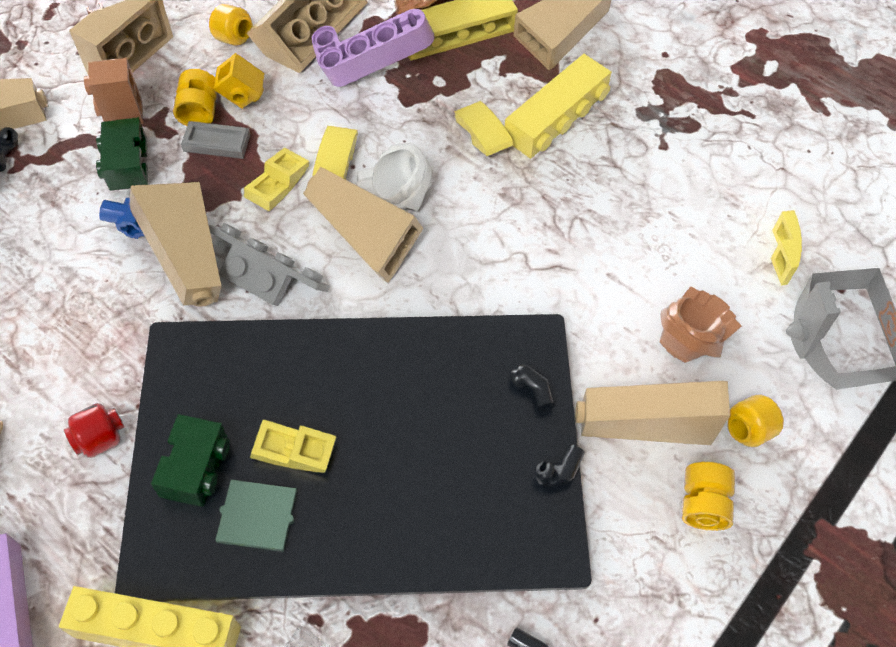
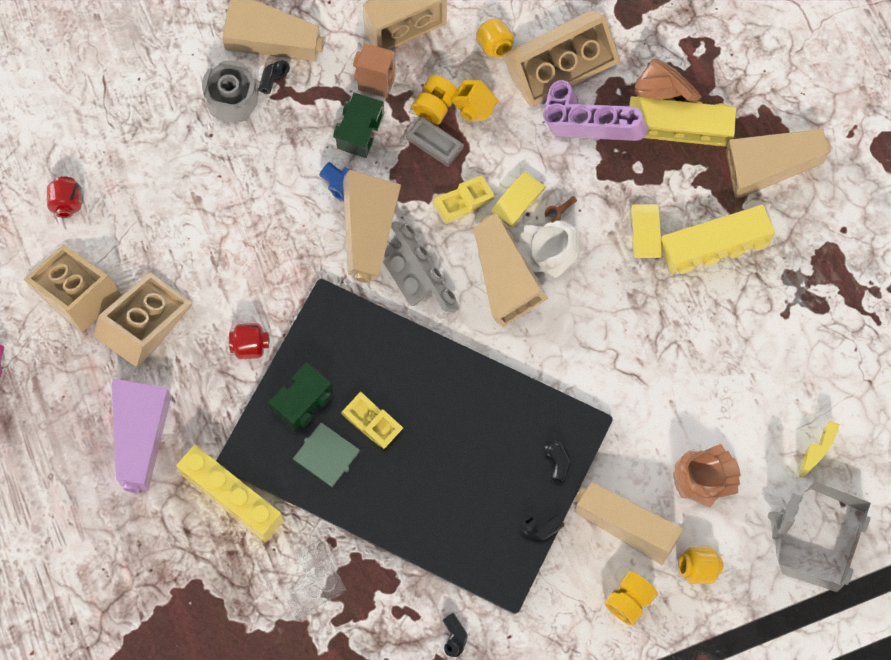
camera: 30 degrees right, 10 degrees up
(380, 147) = (559, 210): none -> dark orange hand

